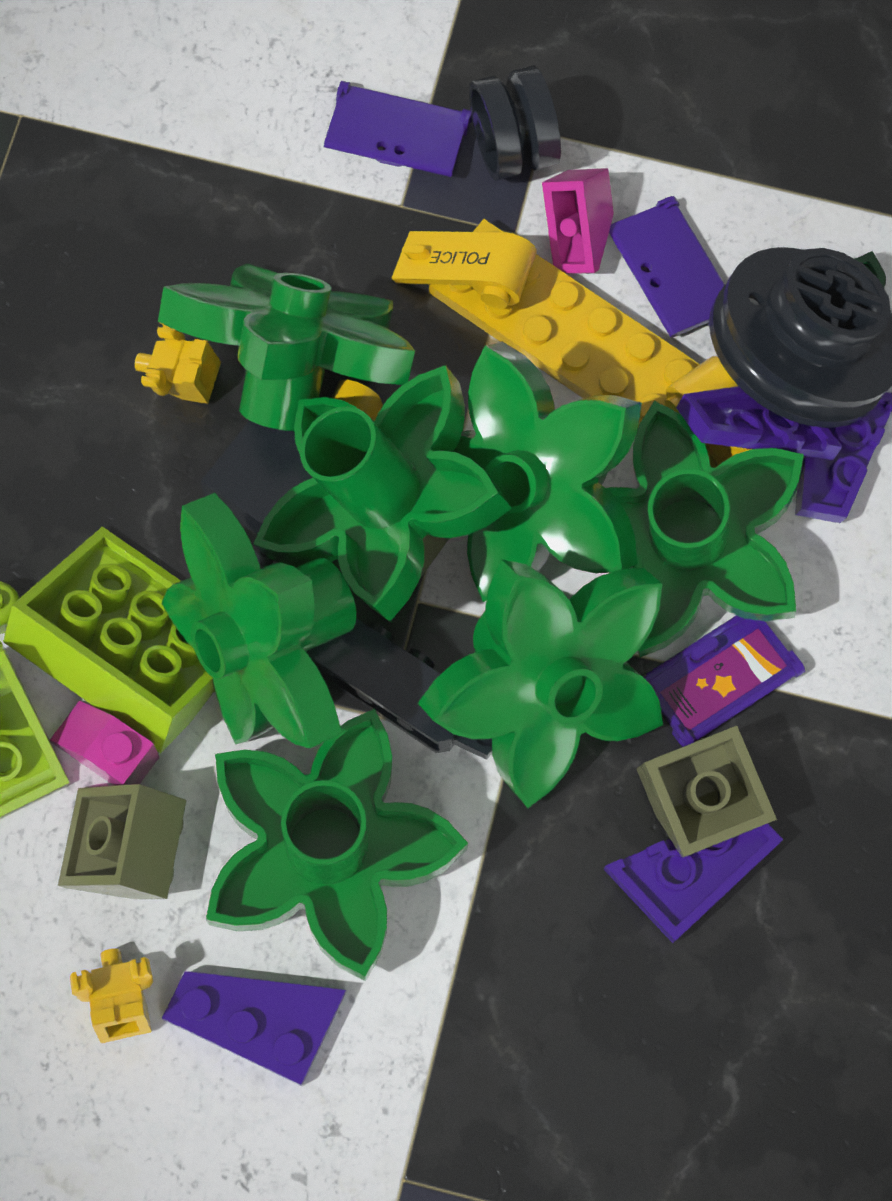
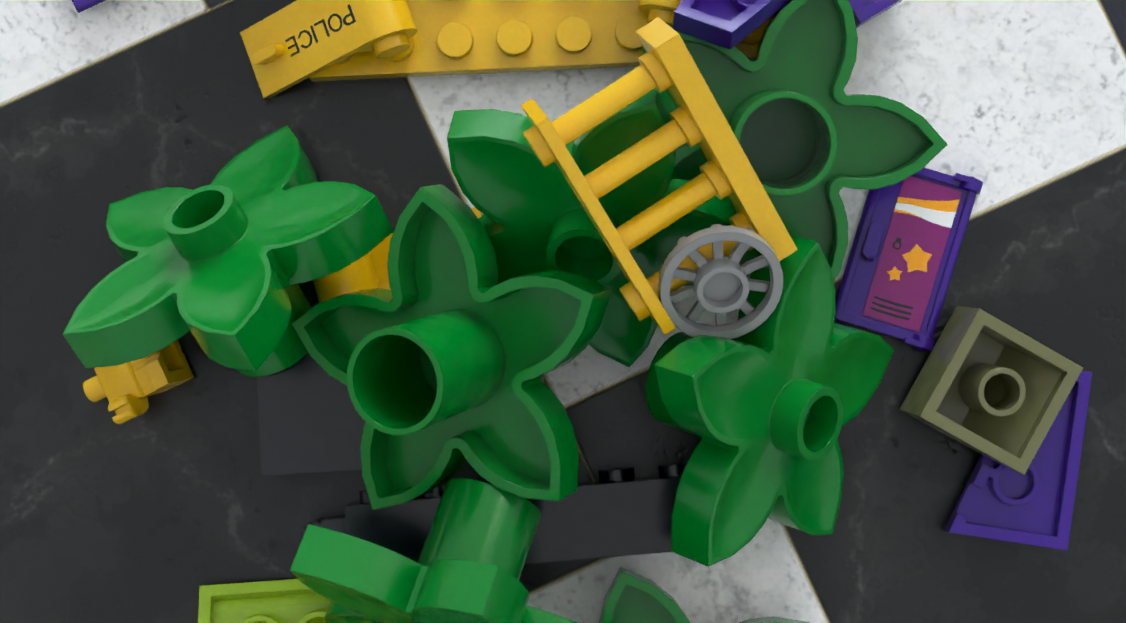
camera: 35 degrees left, 15 degrees up
(581, 549) = (720, 281): none -> light grey wheel
(633, 487) = (693, 122): none -> yellow fence

